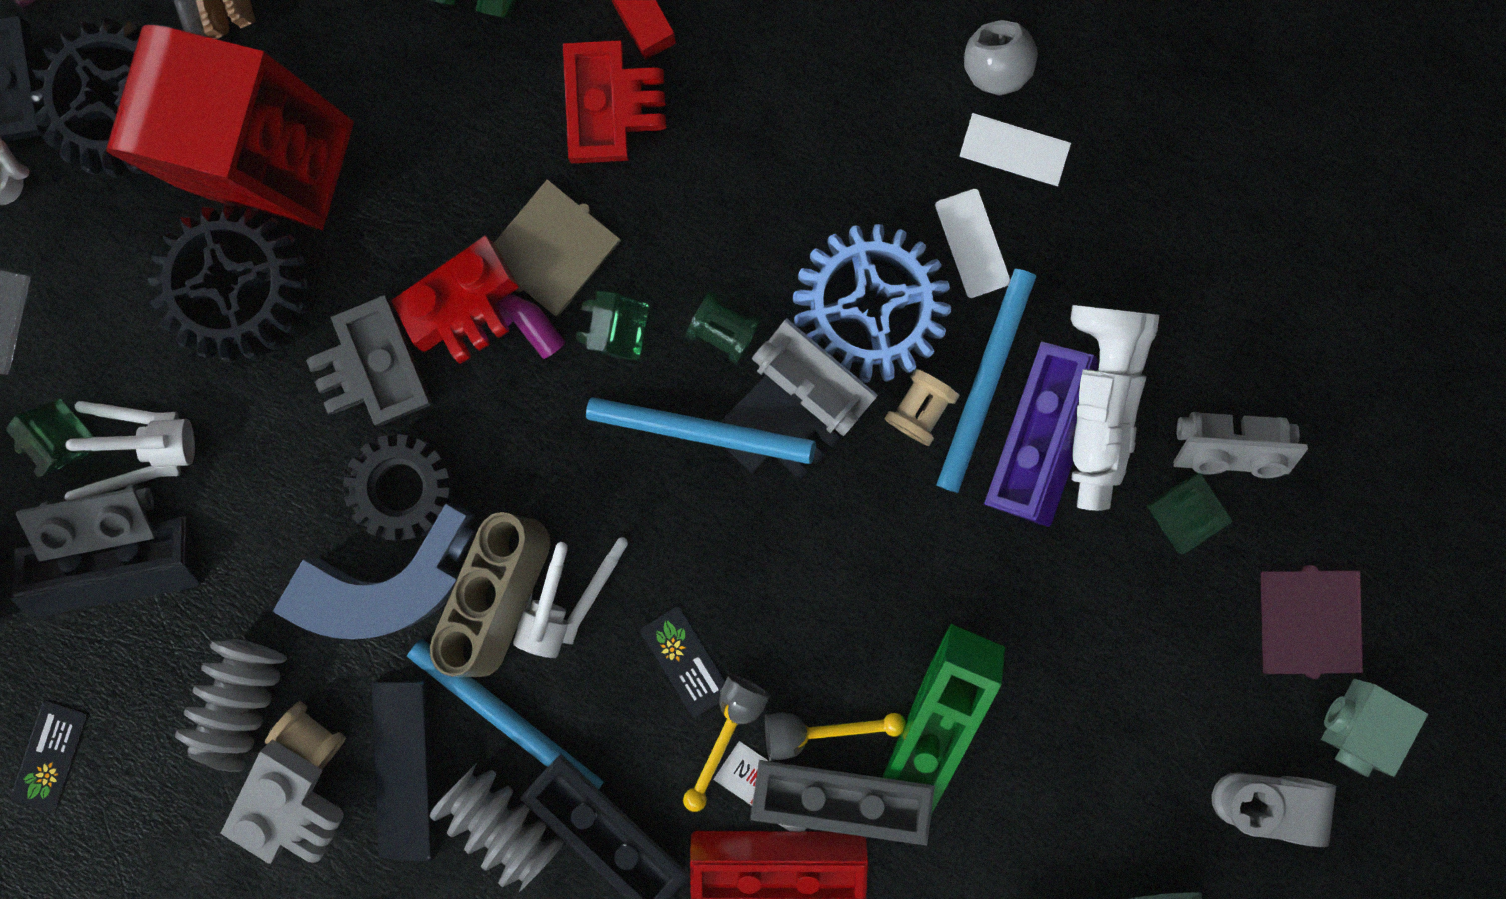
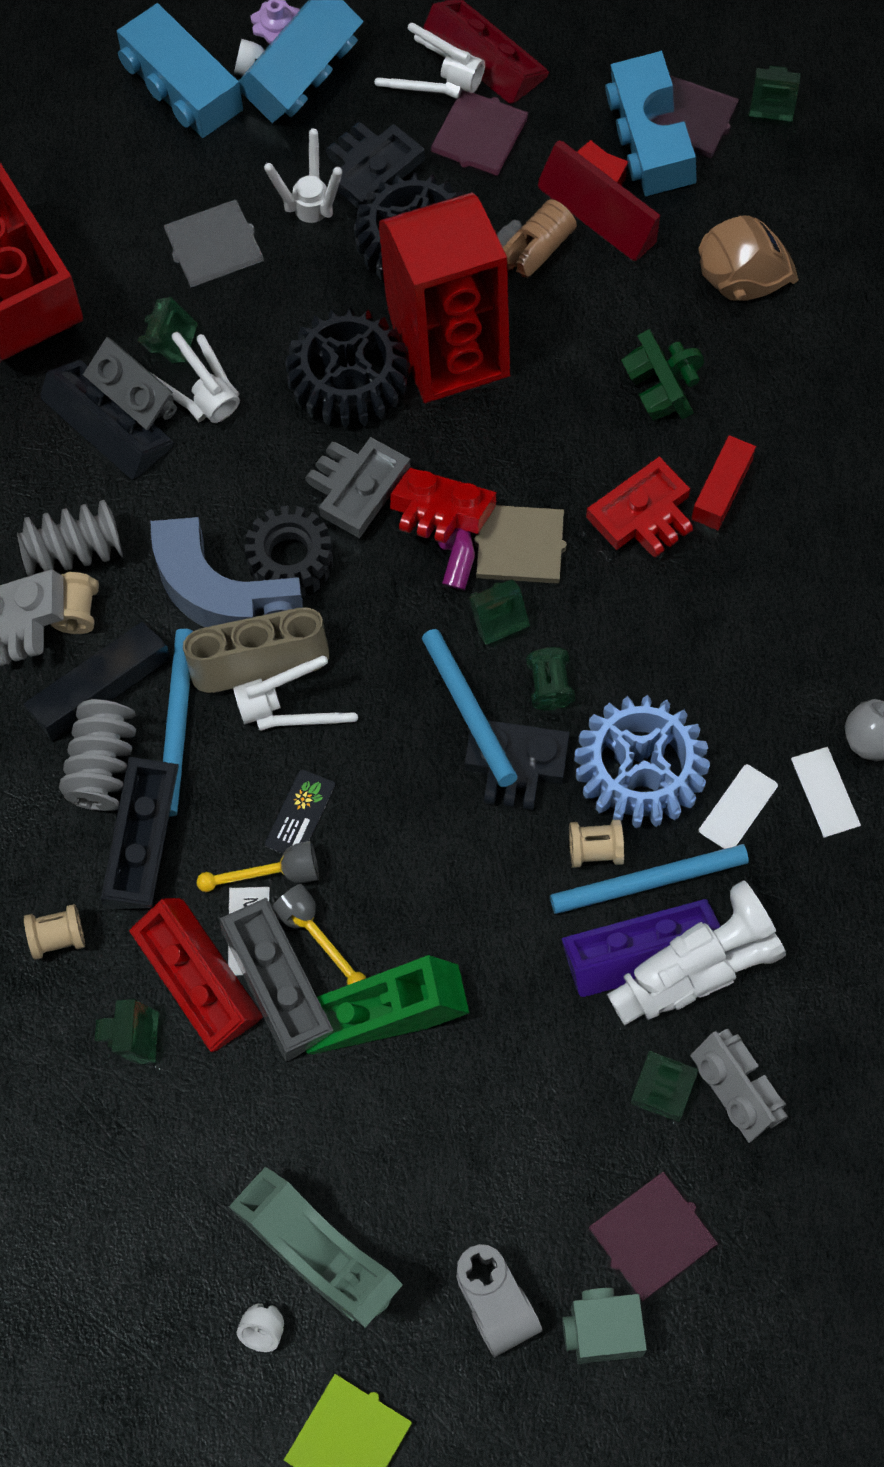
camera: 55 degrees right, 20 degrees down
(815, 377) = (560, 753): light grey hinge -> none

